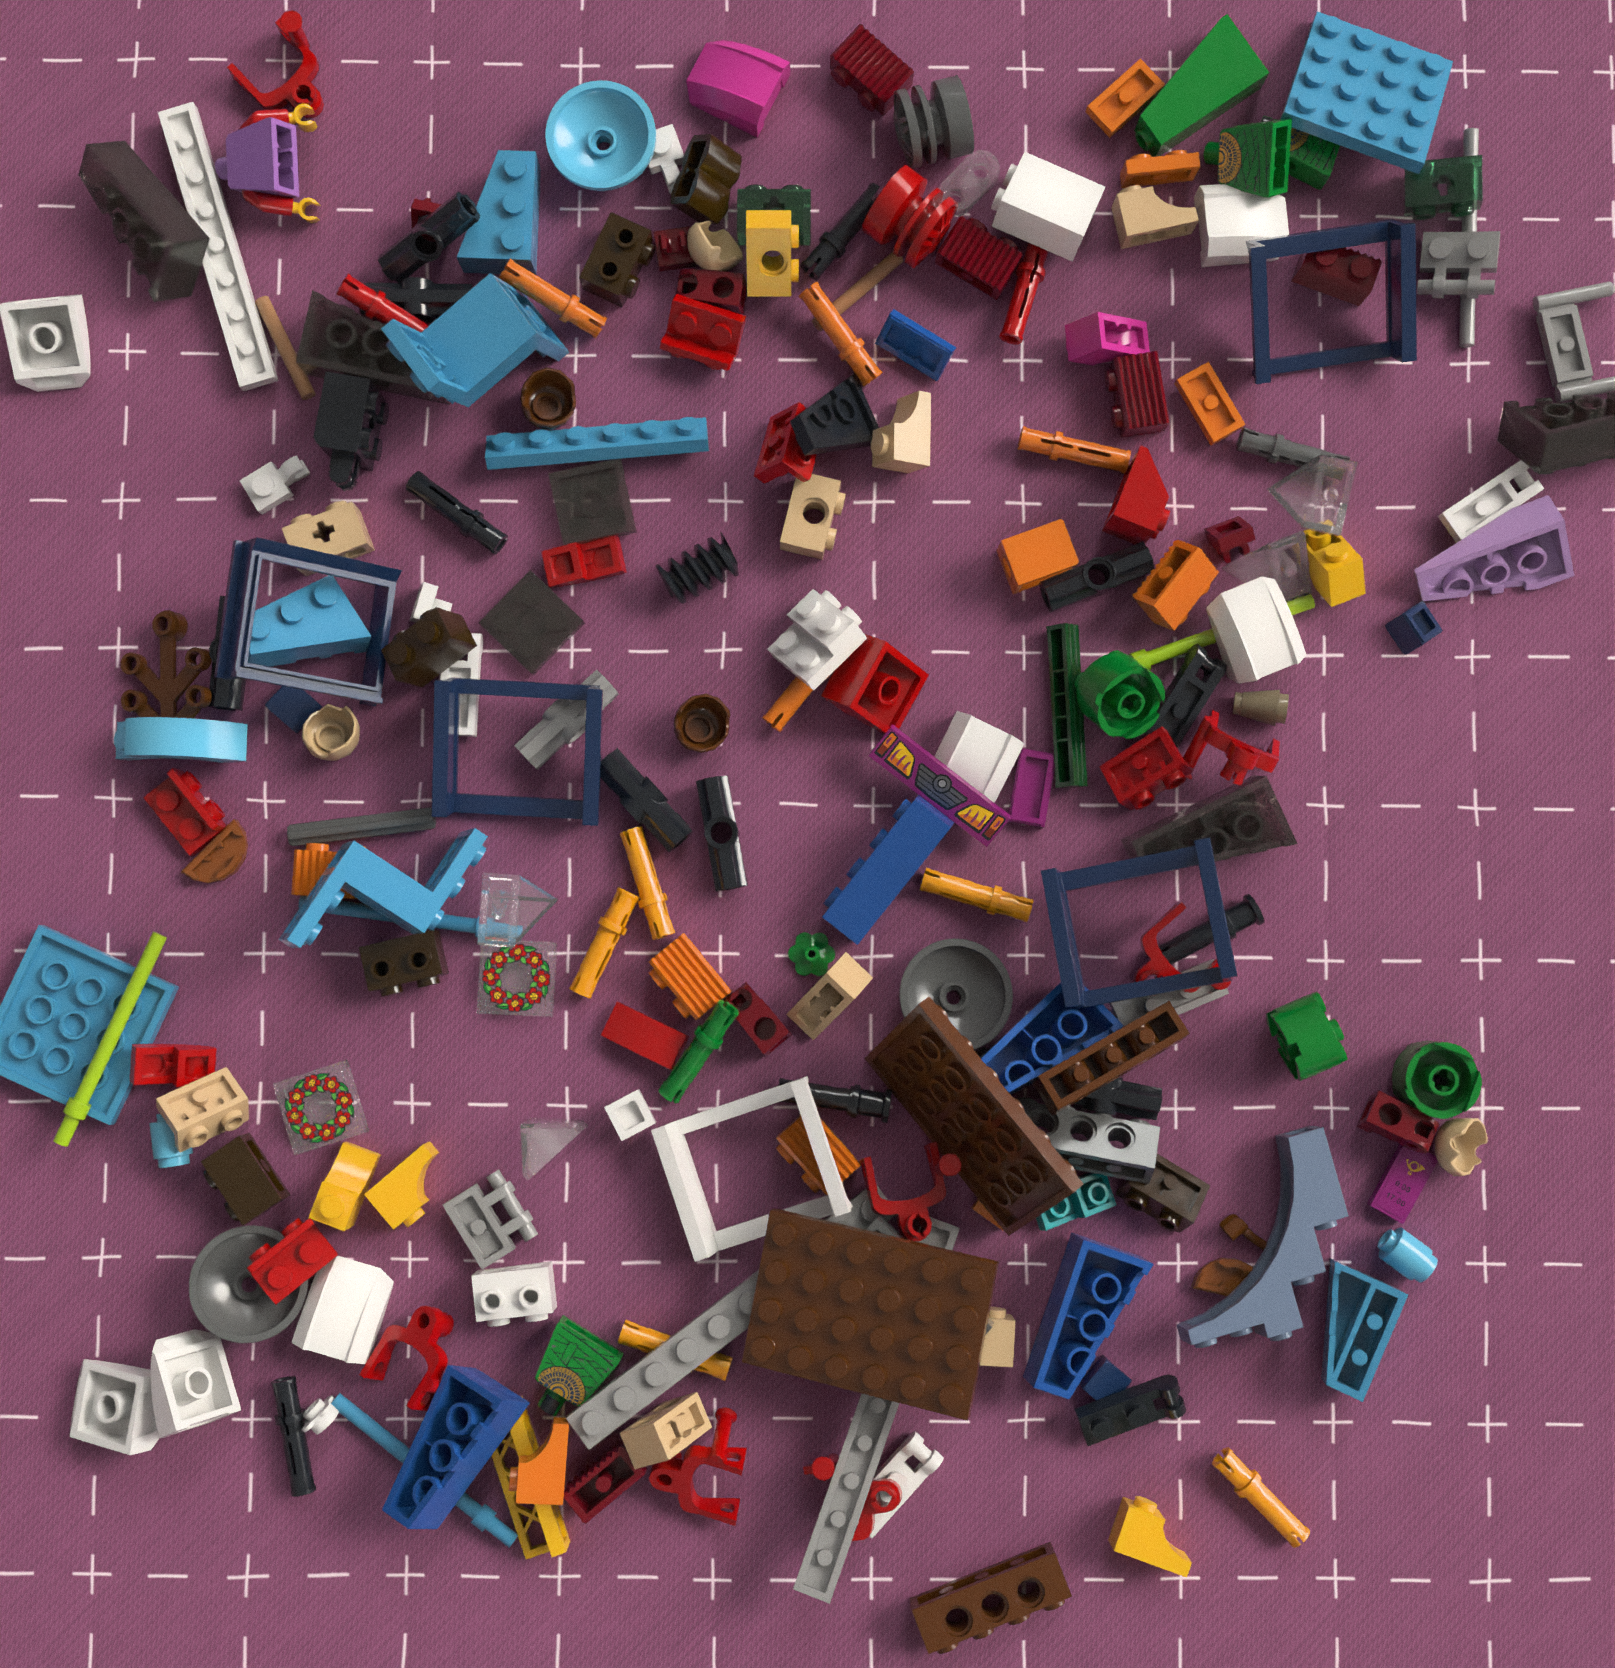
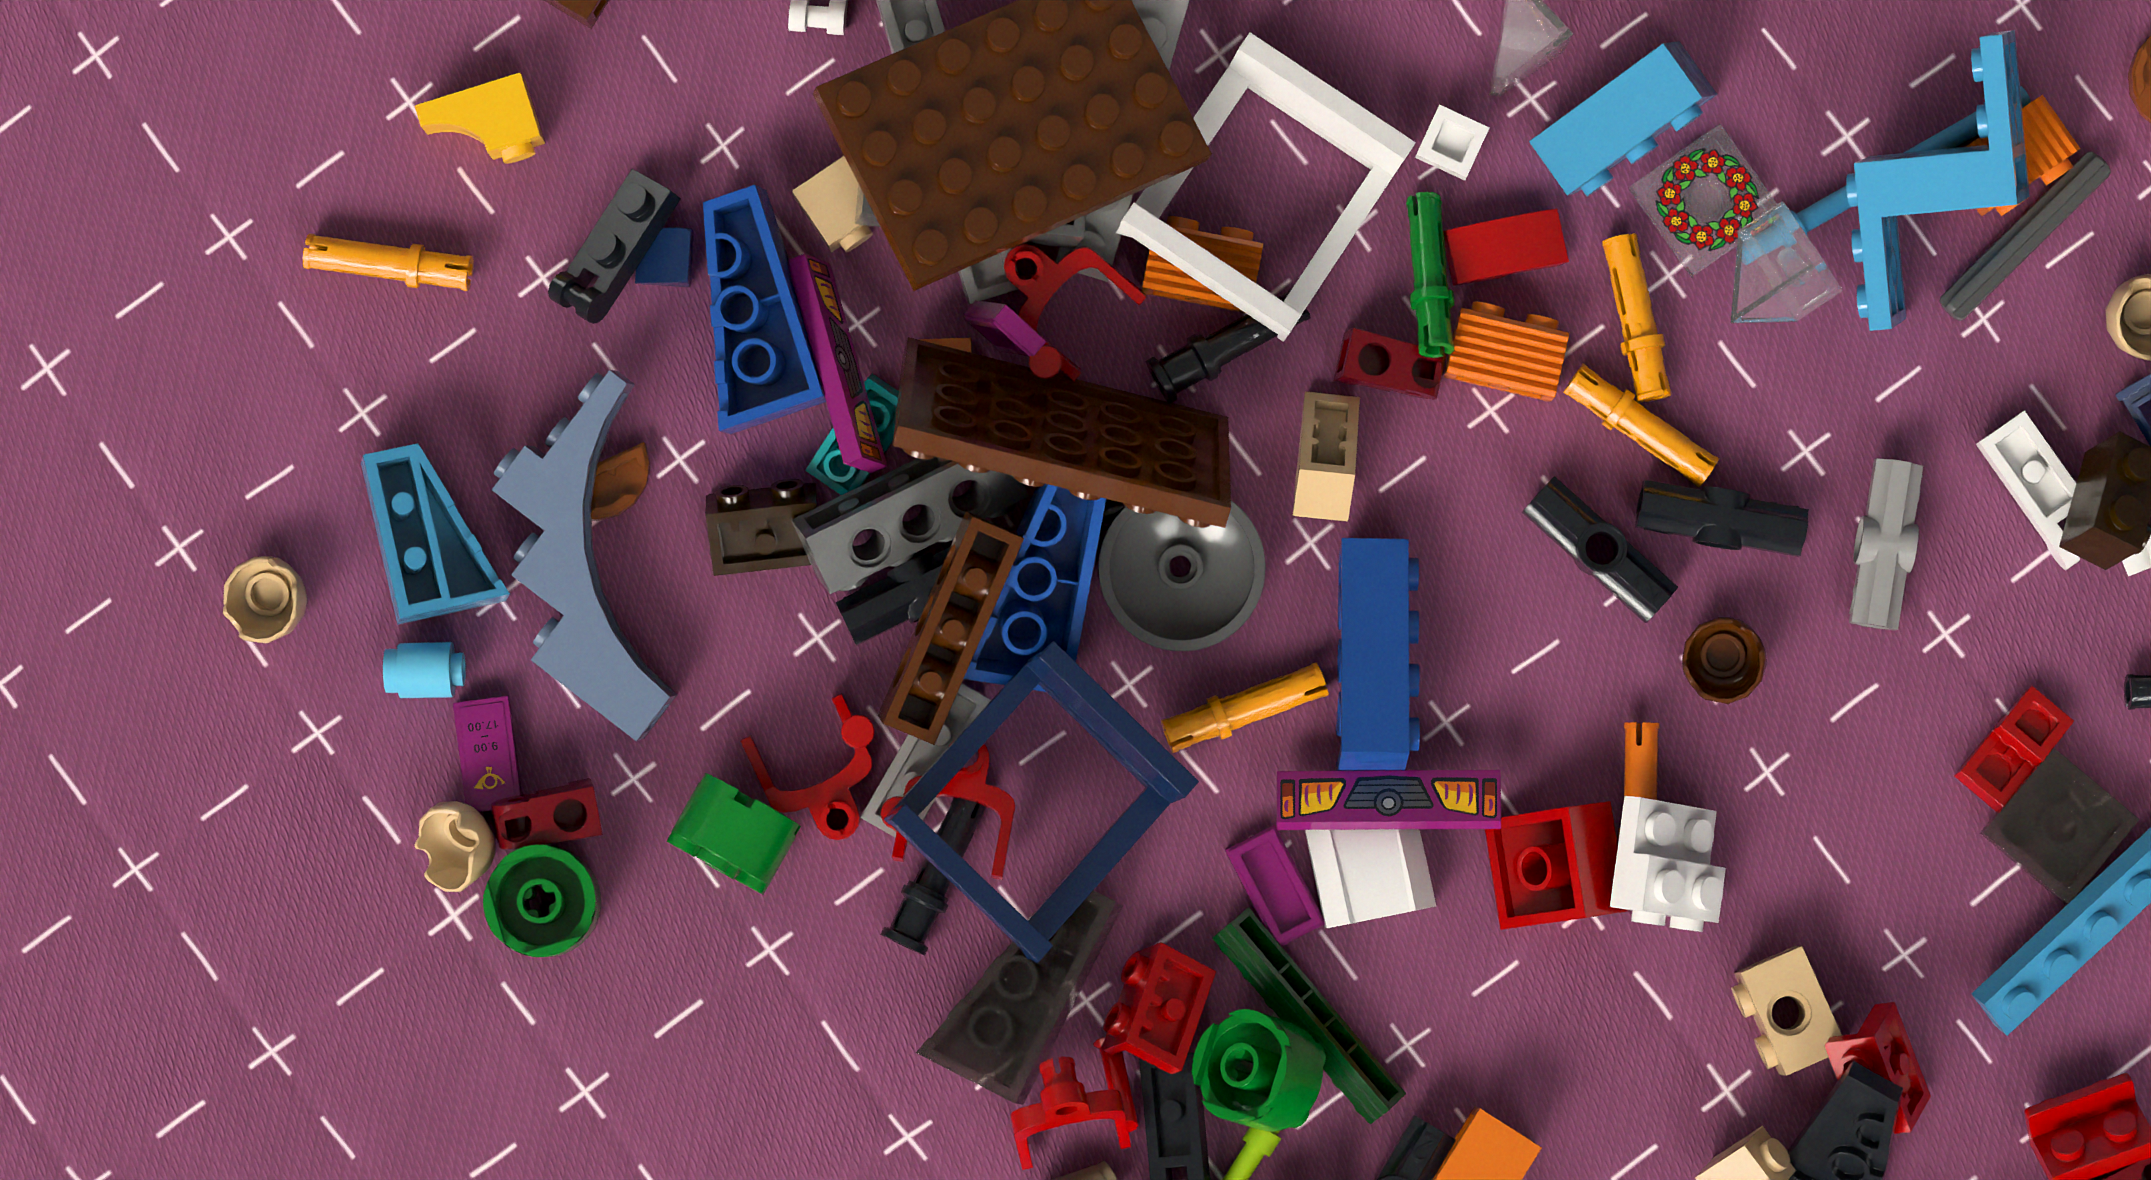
camera: 145 degrees right, 0 degrees up
(404, 961) = (1851, 118): dark brown brick -> none
(446, 749) = (1996, 395): dark blue piece -> none
(527, 1055) = (1624, 119): none -> dark azure wedge
(531, 622) = (2018, 628): clear smoke plate -> none
(699, 569) = (1870, 841): black piece -> none
(823, 954) = (1384, 507): green plant -> none
(956, 1200) = (1003, 328): none -> magenta tile
(1058, 1254) = (837, 363): none -> magenta tile
(1232, 1018) = (831, 793): none -> red piece
(1235, 1226) = (648, 551): reddish brown hand -> none
(1466, 1360) = (264, 599): none -> tan hair

